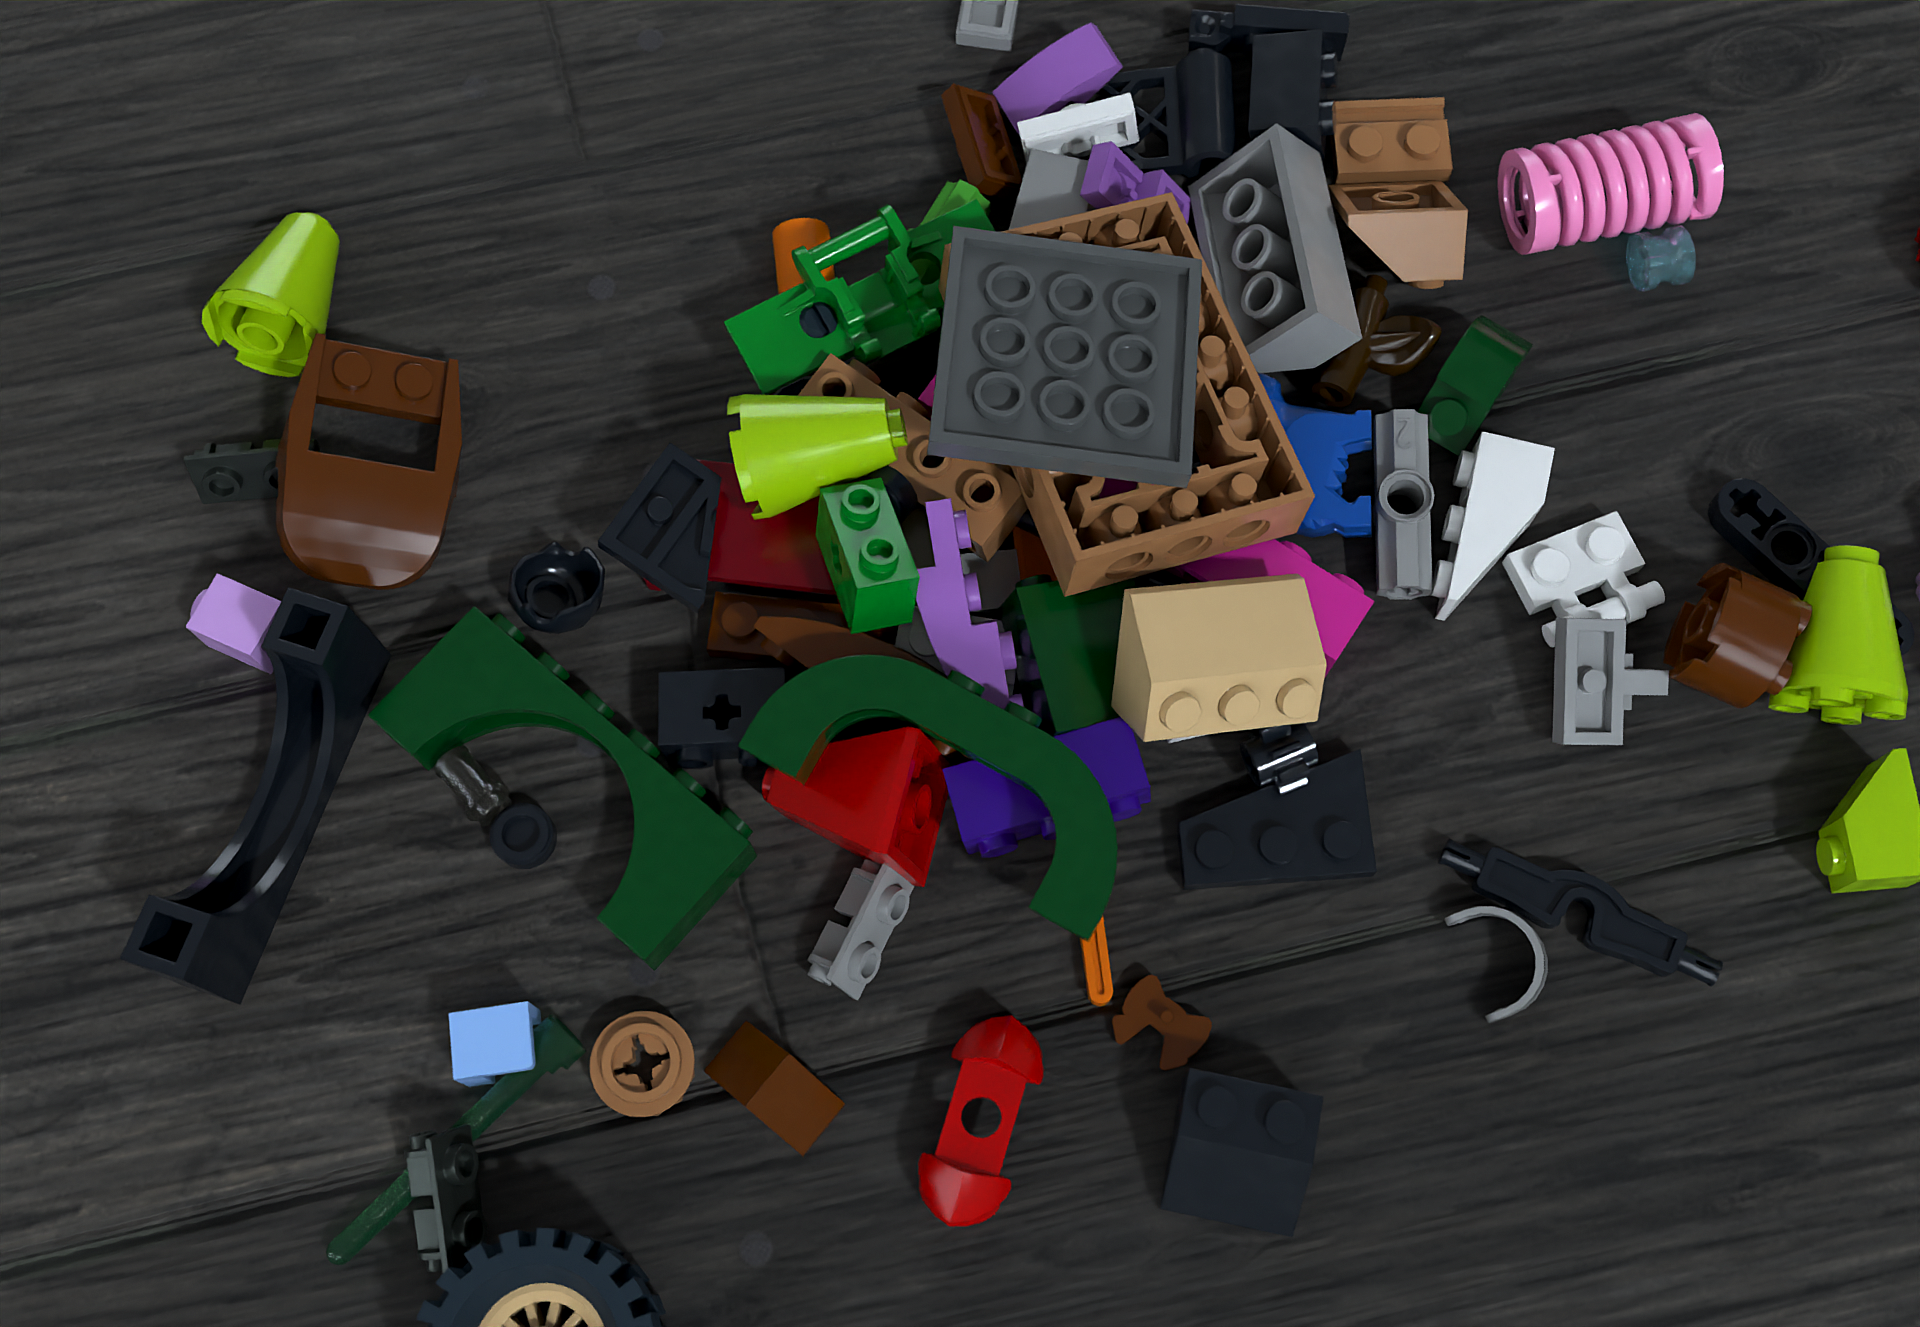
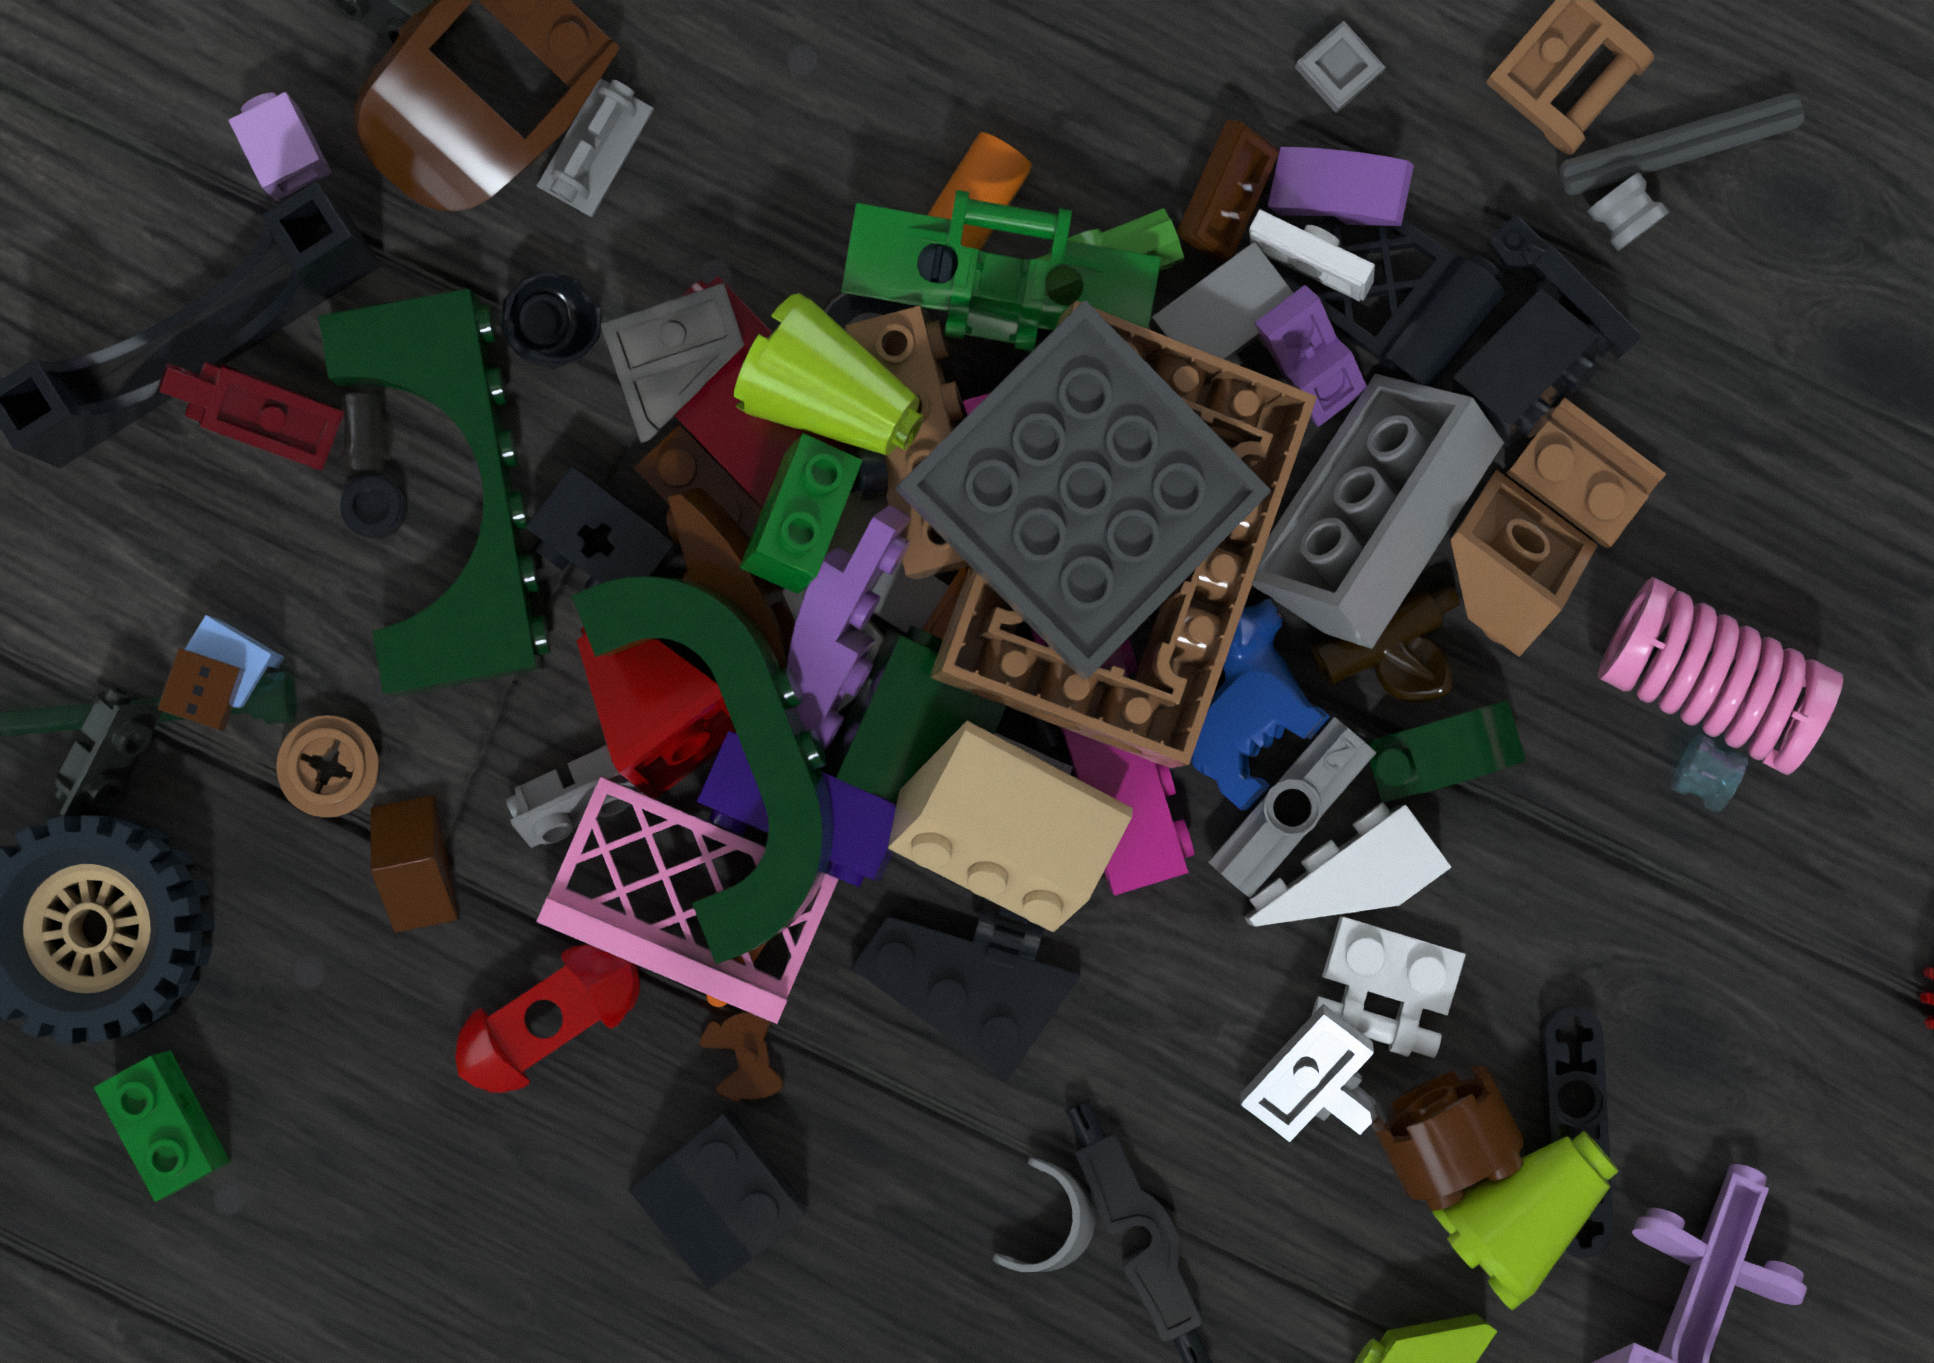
camera: 35 degrees right, 15 degrees up
(370, 828) = (256, 411): none -> dark red hinge
(489, 1071) = (201, 689): none -> reddish brown tile
(493, 448) = (595, 146): none -> light grey hinge
(1018, 985) = (649, 943): none -> bright pink fence

